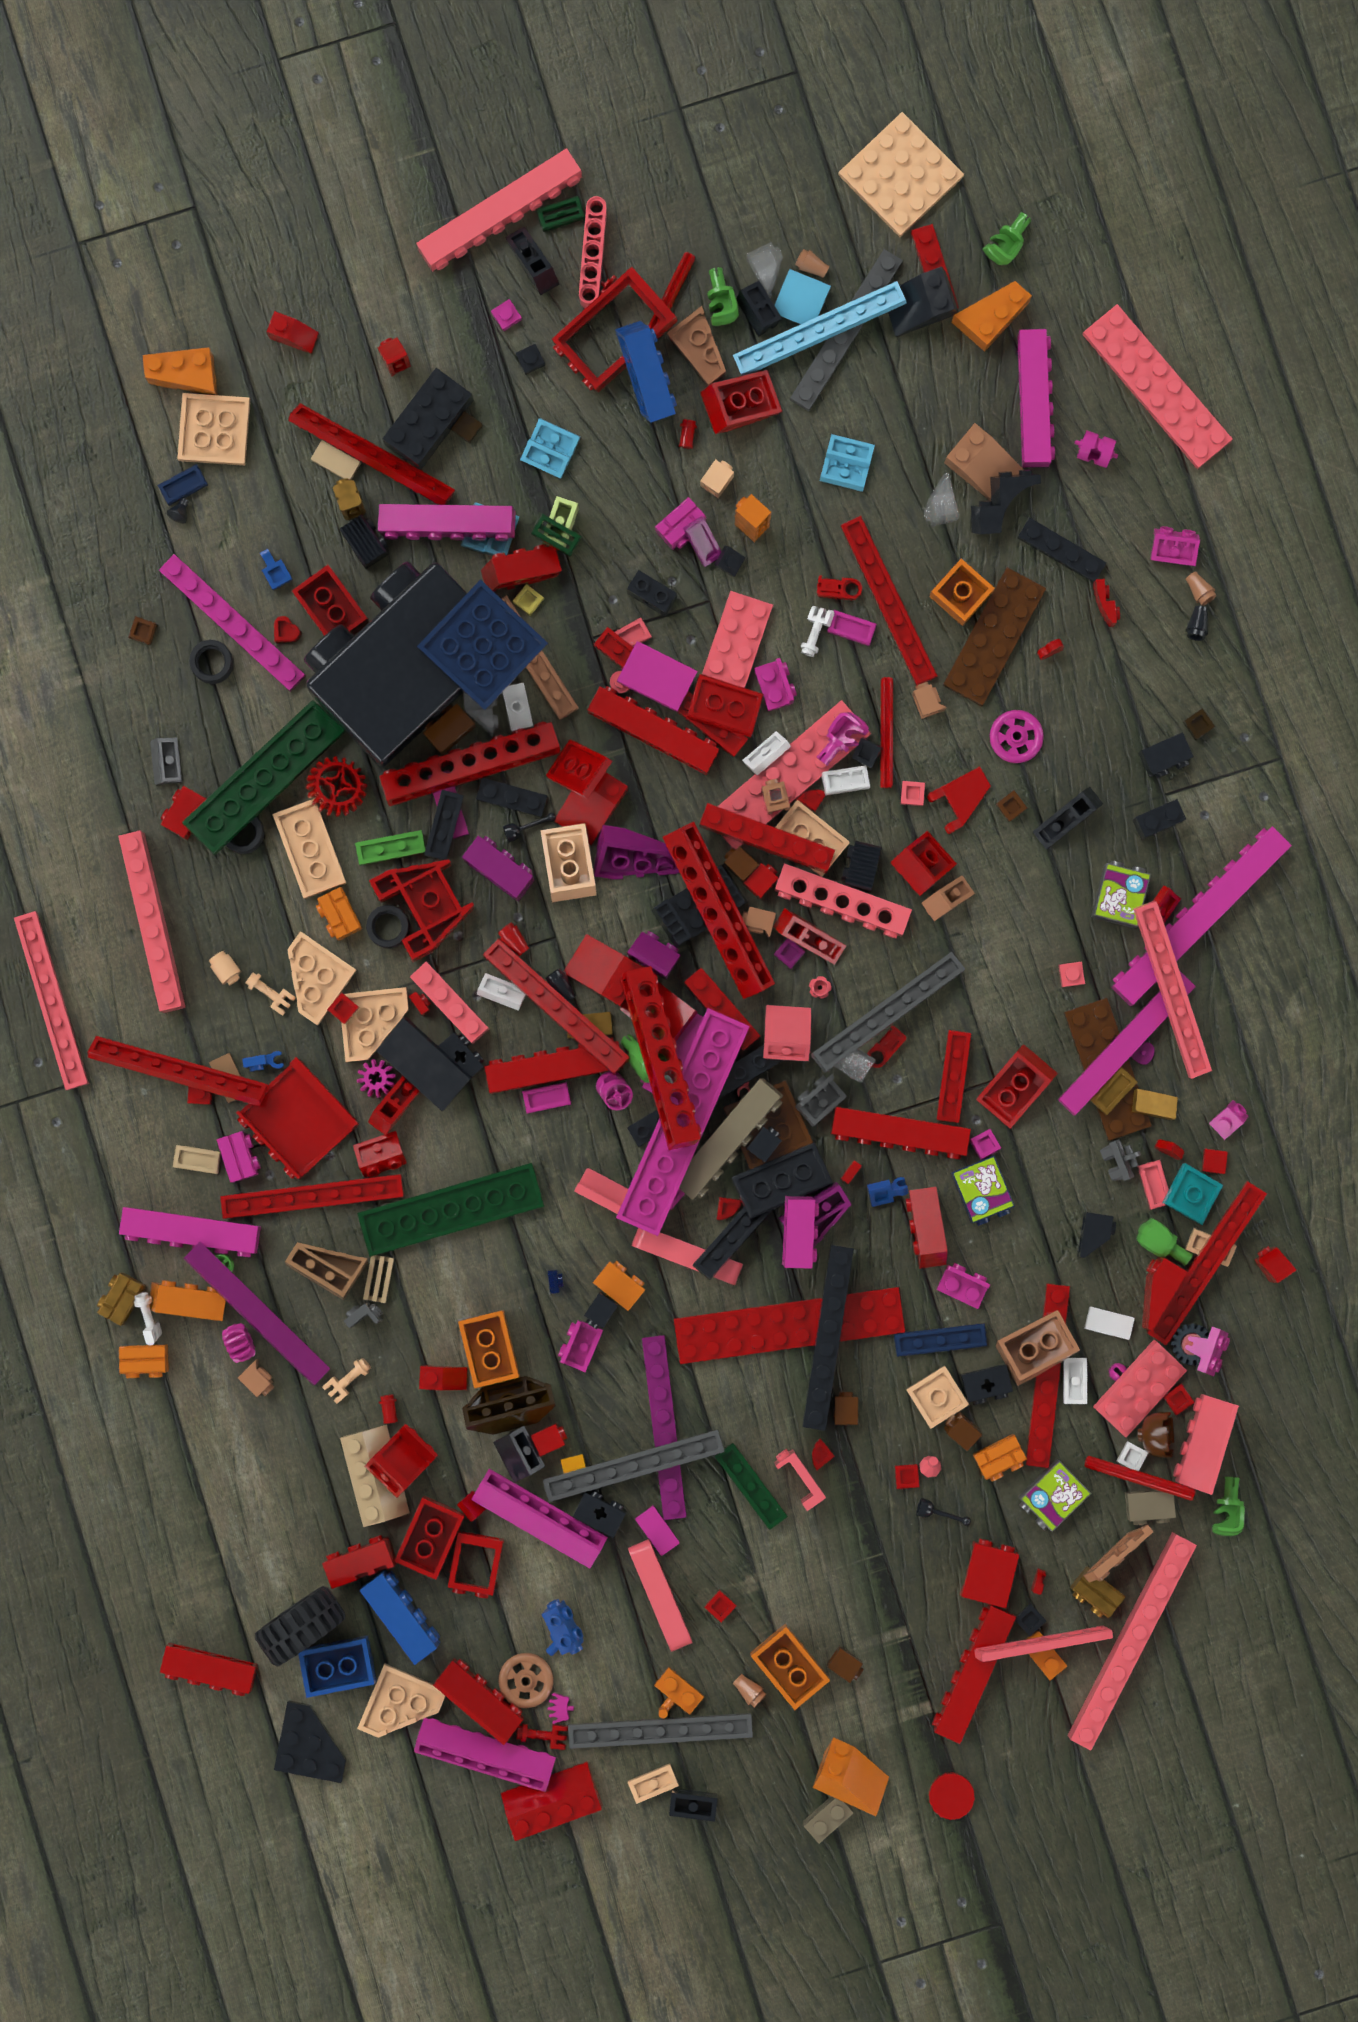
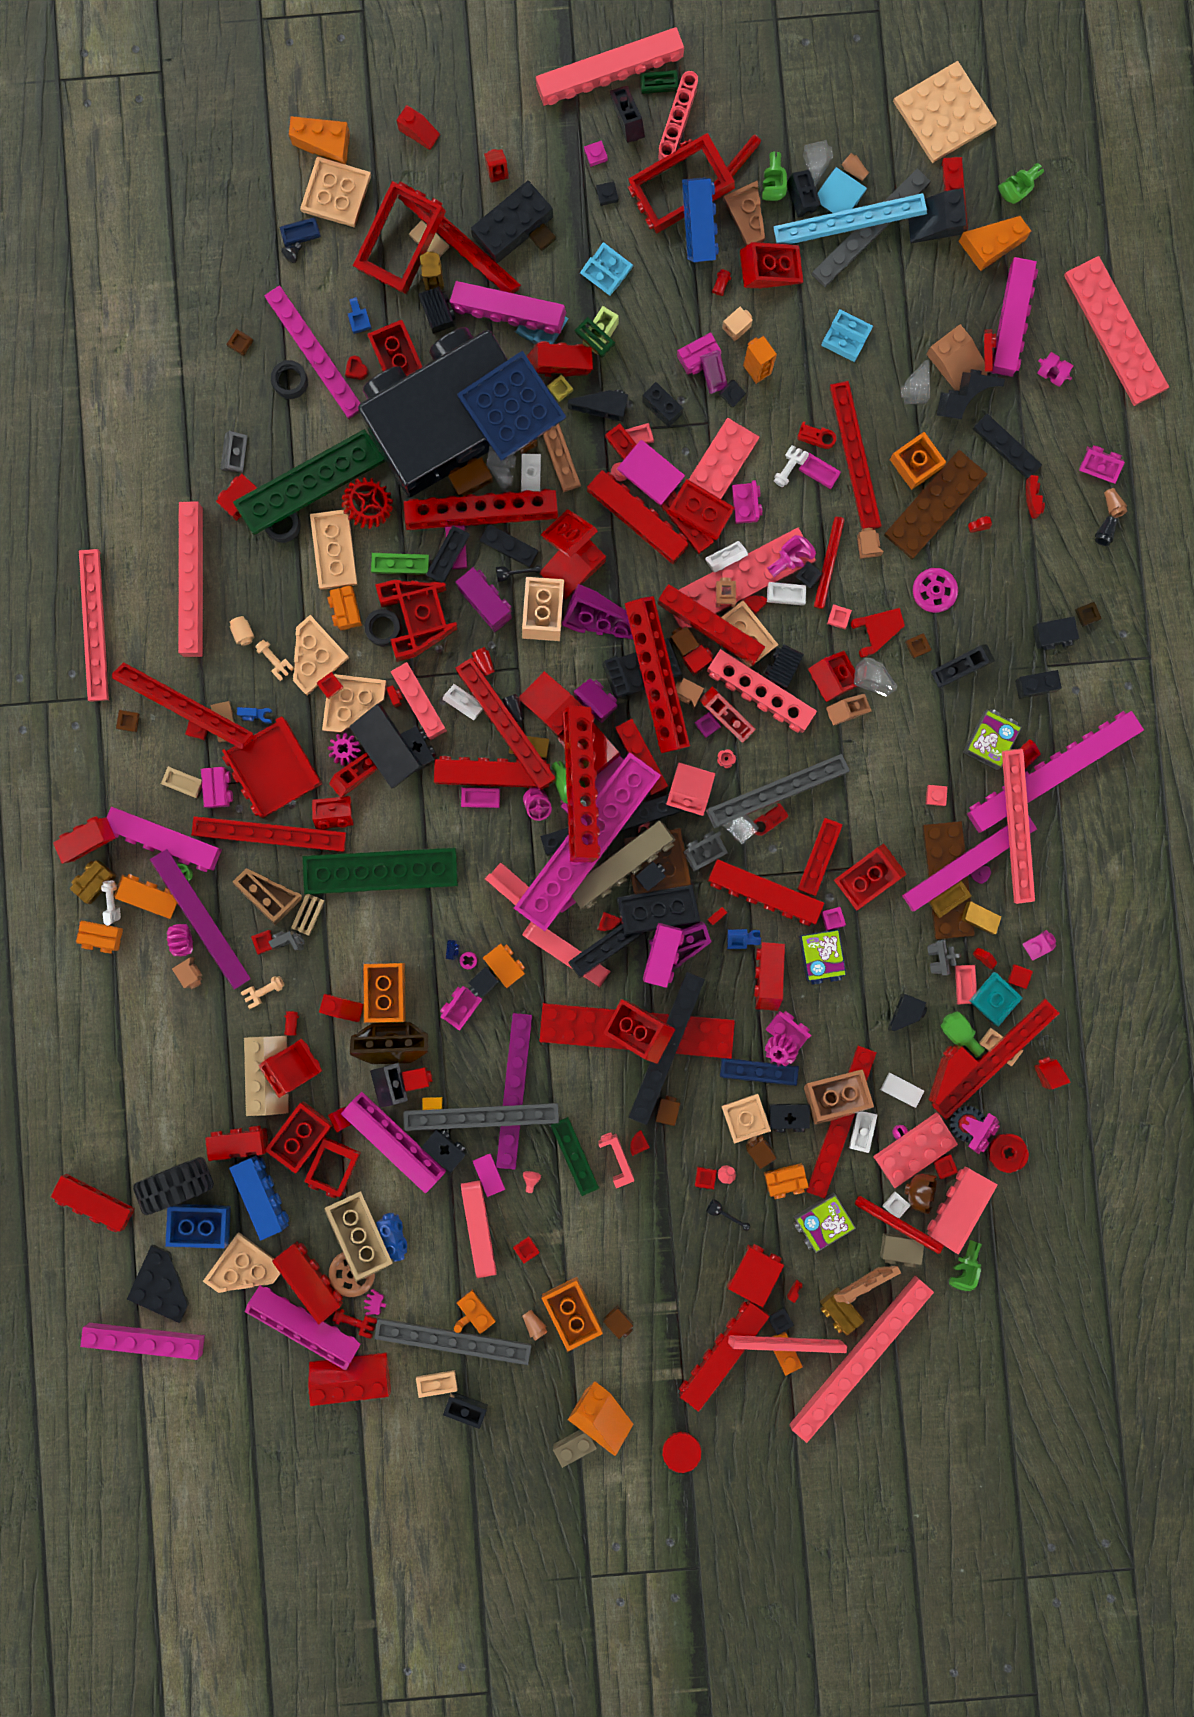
camera: 15 degrees right, 0 degrees up
(100, 1252) = (84, 839): none -> red brick
(117, 1103) = (127, 721): none -> reddish brown plate
(287, 514) = (361, 263): none -> red door
(304, 1813) = (142, 1341): none -> dark pink brick
(334, 1322) = (261, 941): none -> red tile
(524, 1635) = (358, 1236): none -> tan slope
(577, 1296) = (468, 966): none -> dark pink bush
(587, 607) = (604, 404): none -> black slope
(707, 1524) = (531, 1179): none -> coral rock
(792, 1325) = (639, 1031): none -> red brick
(960, 1309) = (781, 1049): none -> dark pink gear
(968, 854) = (874, 677): none -> clear slope
(1013, 437) = (989, 343): none -> red wing
(1236, 1374) = (1018, 1148): none -> red plate

